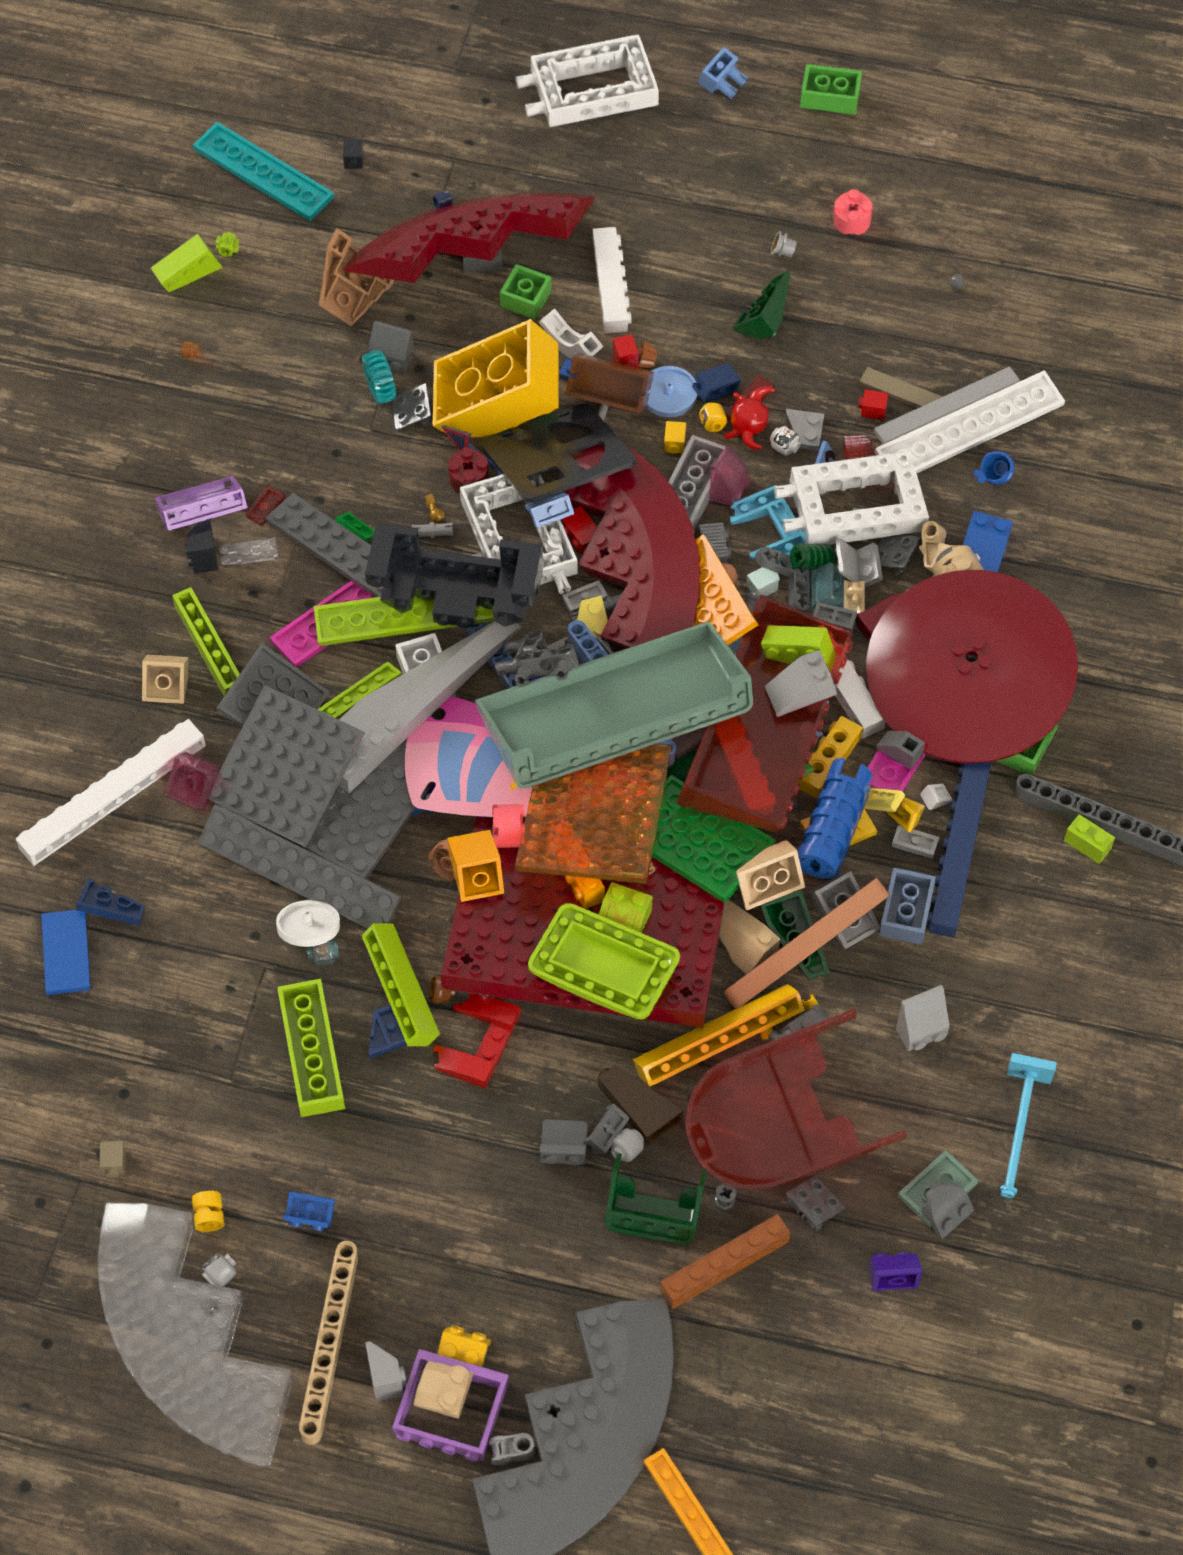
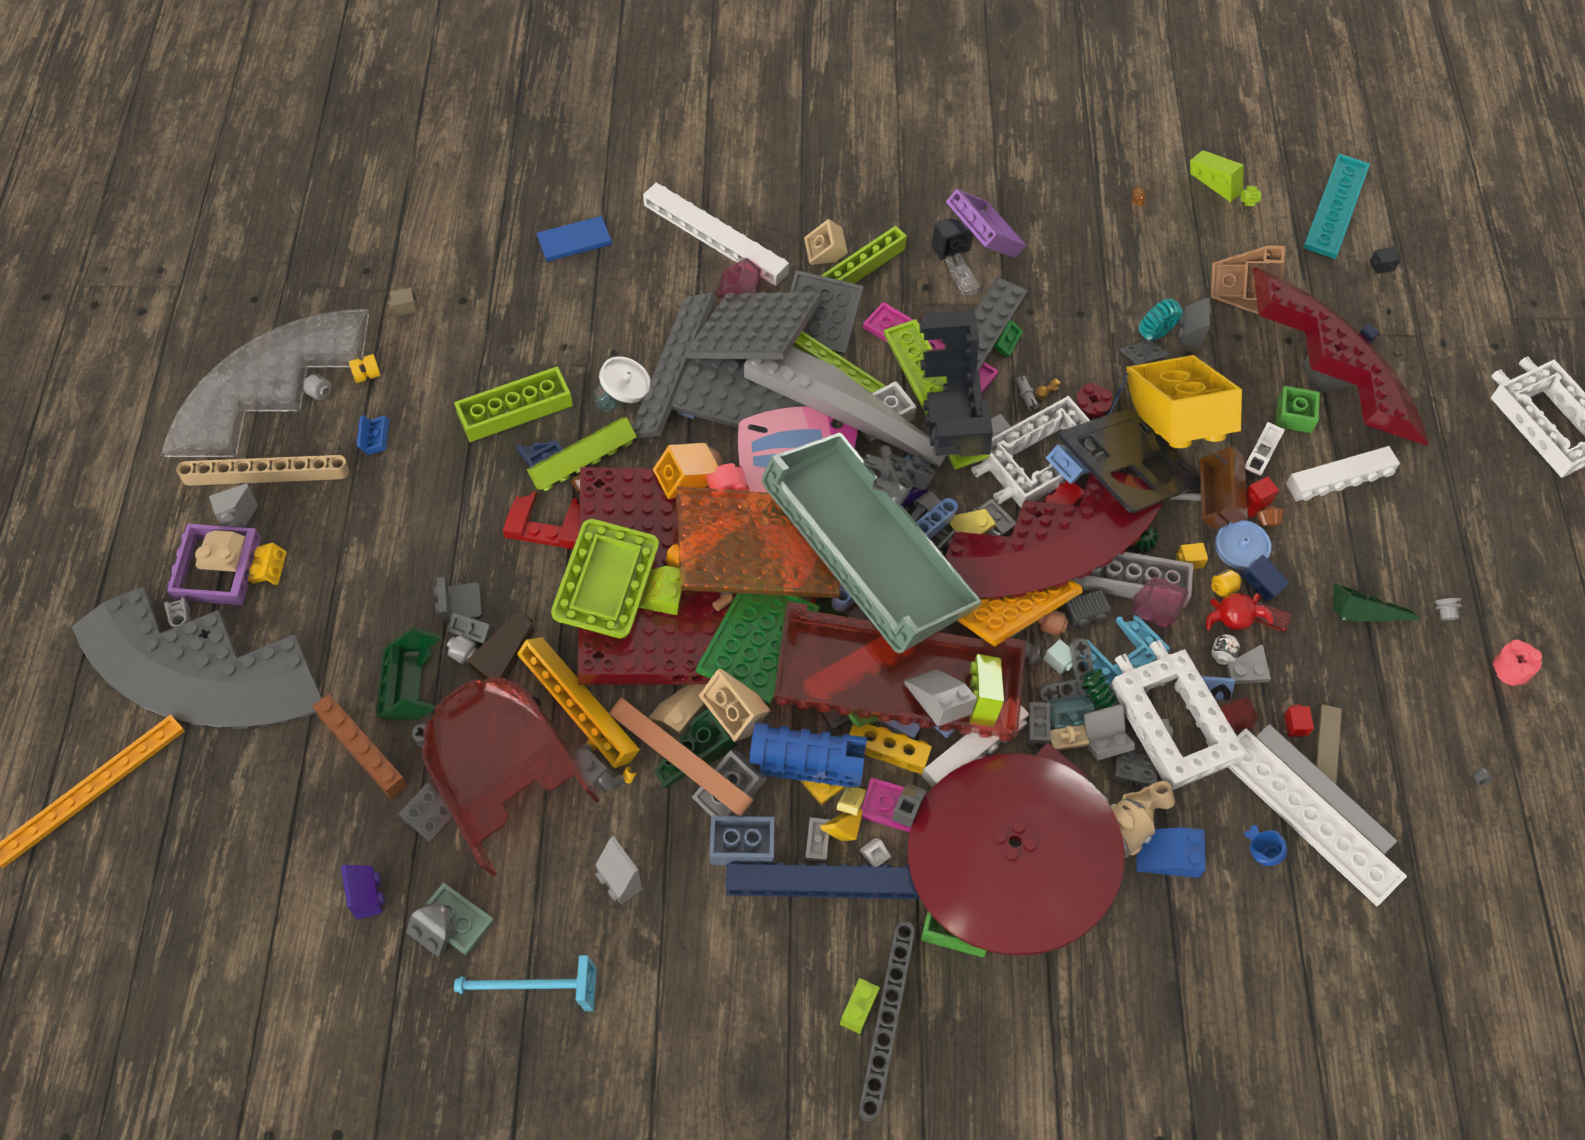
camera: 75 degrees right, 0 degrees up
(104, 903) = (617, 252): dark blue wing -> none
(265, 505) = (1011, 275): clear red tile -> none

